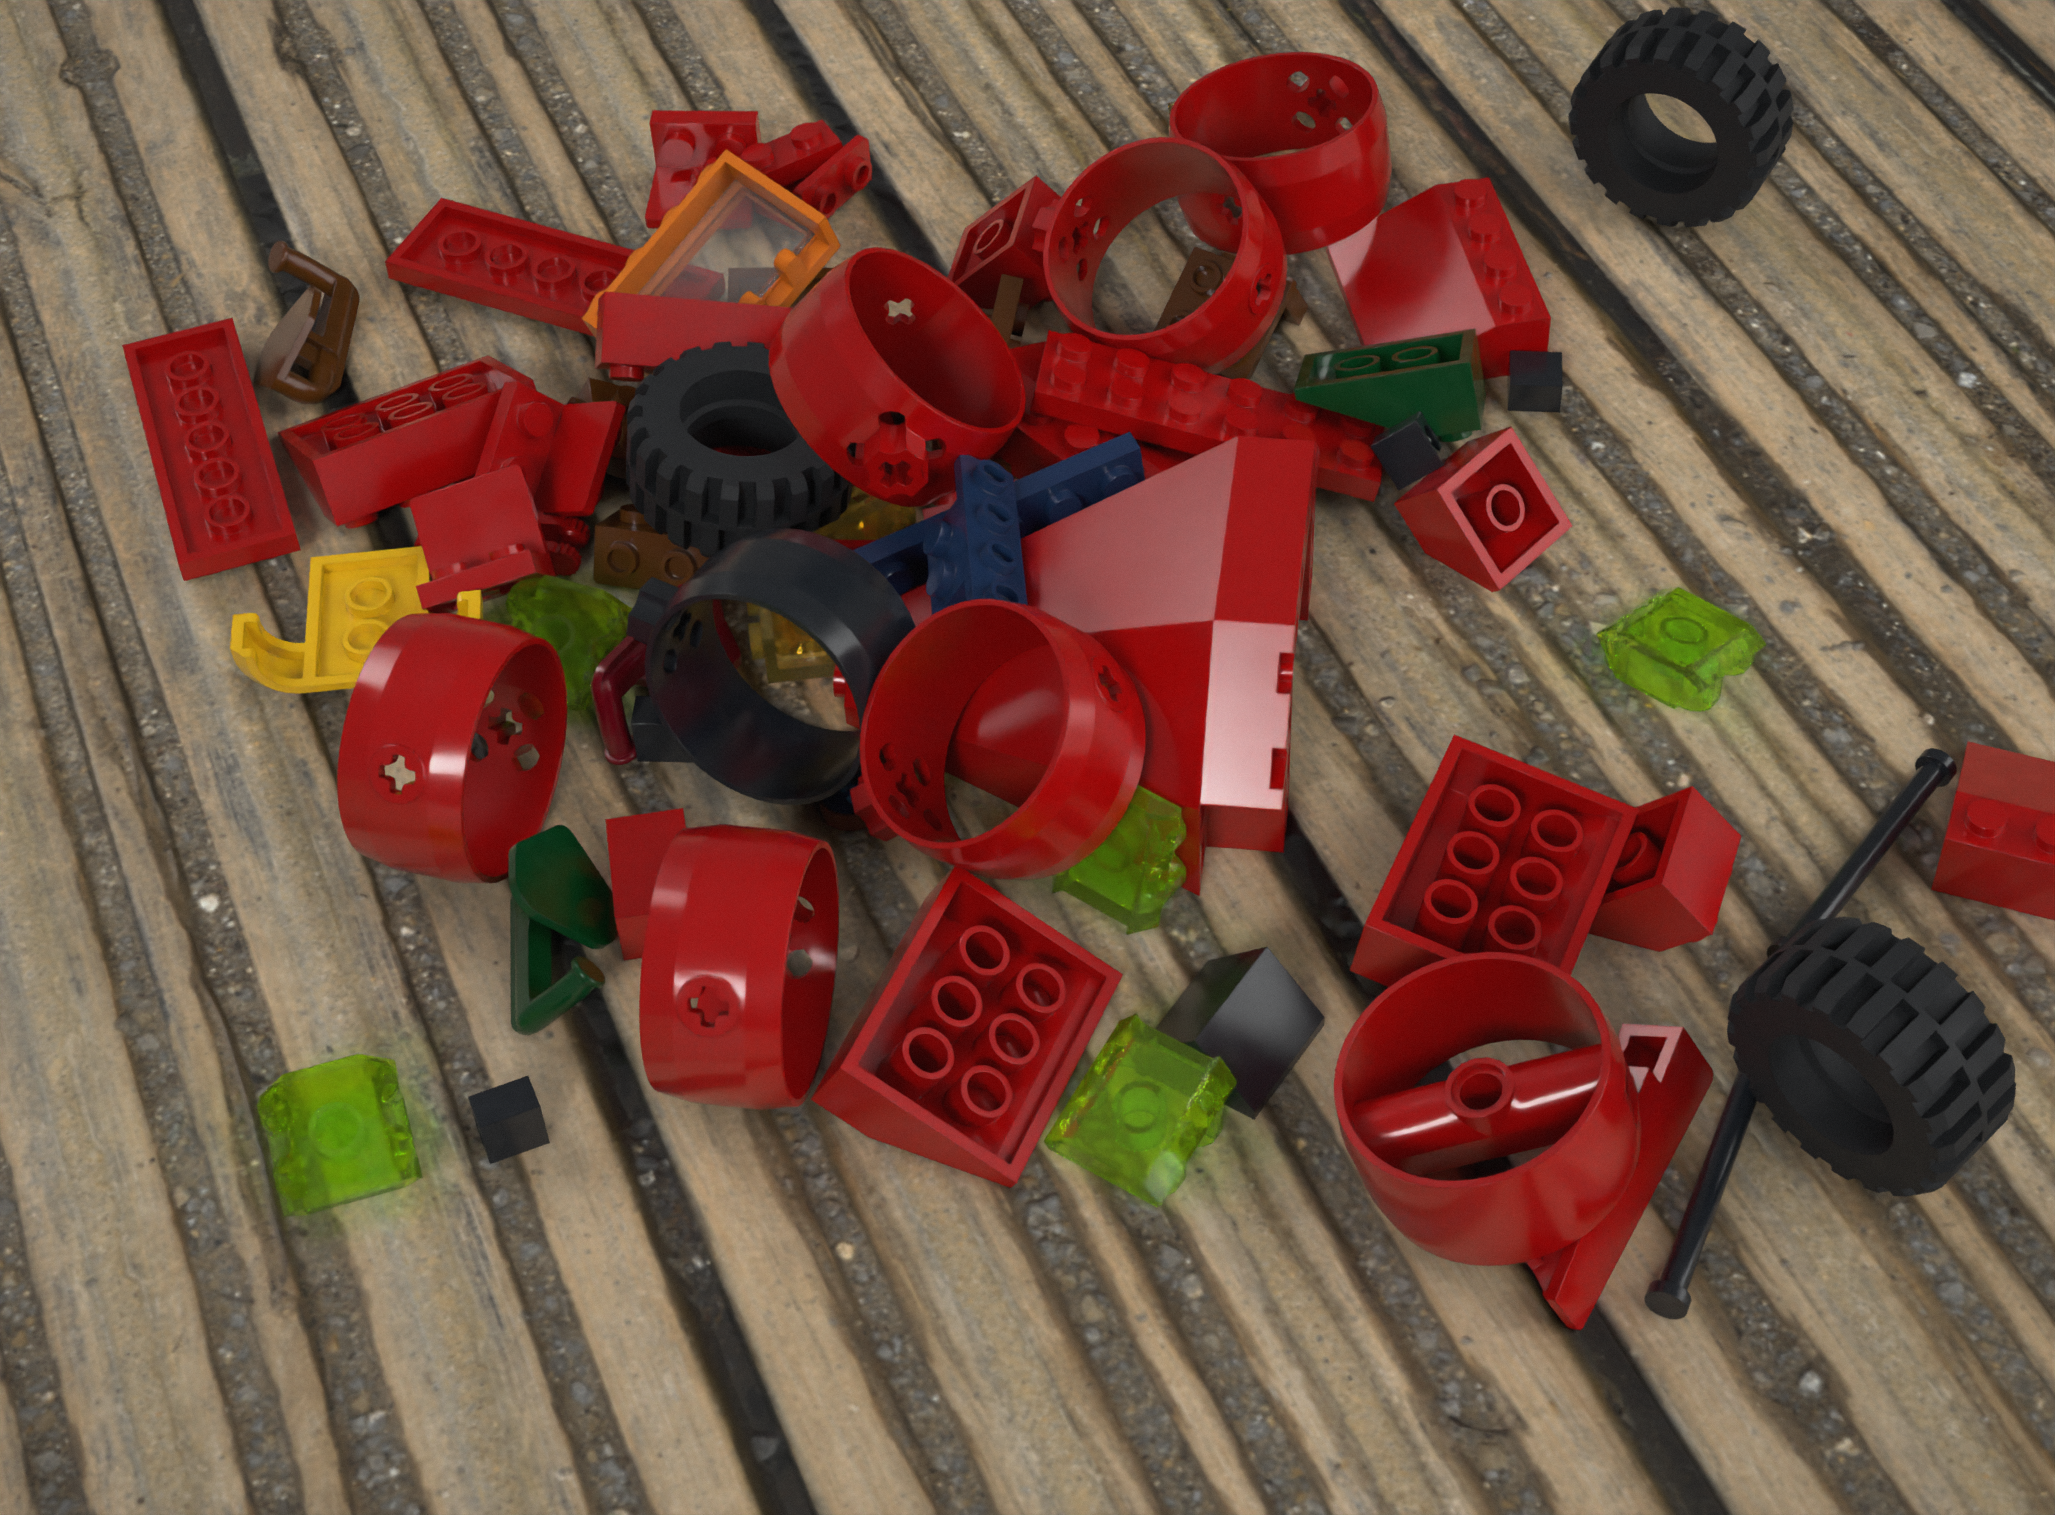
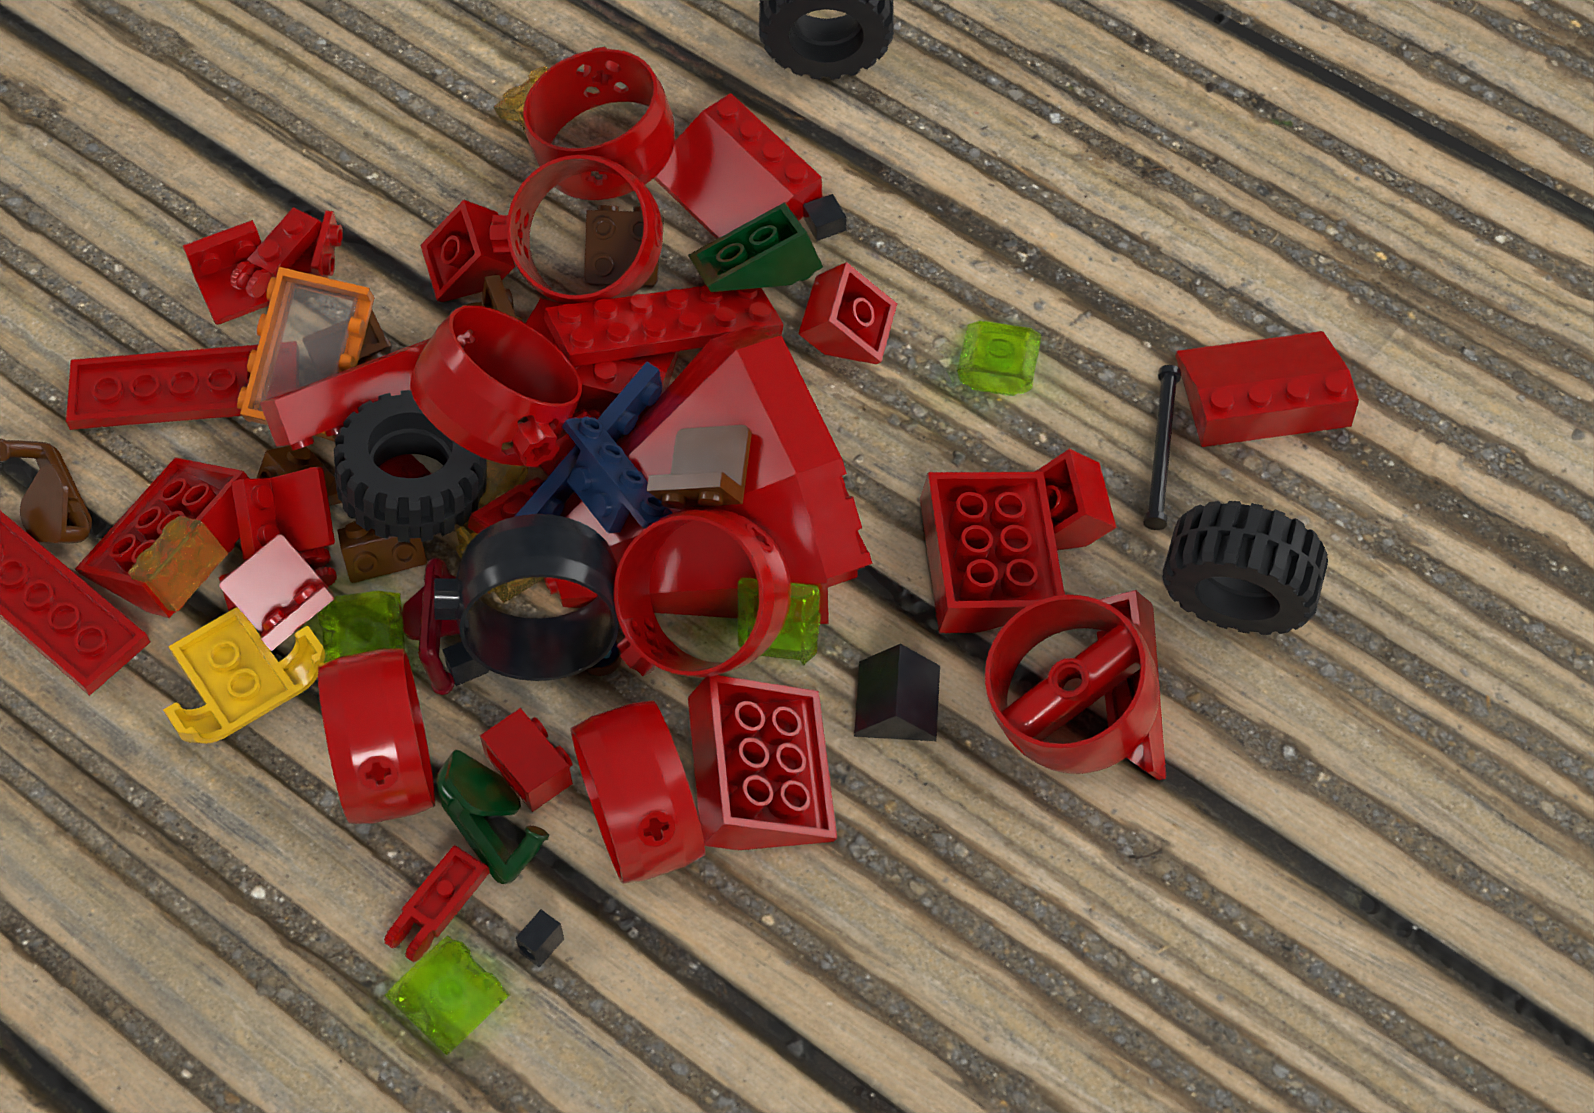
camera: 30 degrees left, 10 degrees up
(382, 455) = (178, 561): none -> clear yellow bracket
(413, 1009) = (437, 901): none -> red hinge
(1100, 575) = (705, 469): none -> reddish brown bracket
(1143, 1111) = (880, 766): clear neon green slope -> none
(1409, 450) = (788, 296): black piece -> none
(1669, 1294) = (1200, 738): black bar -> none

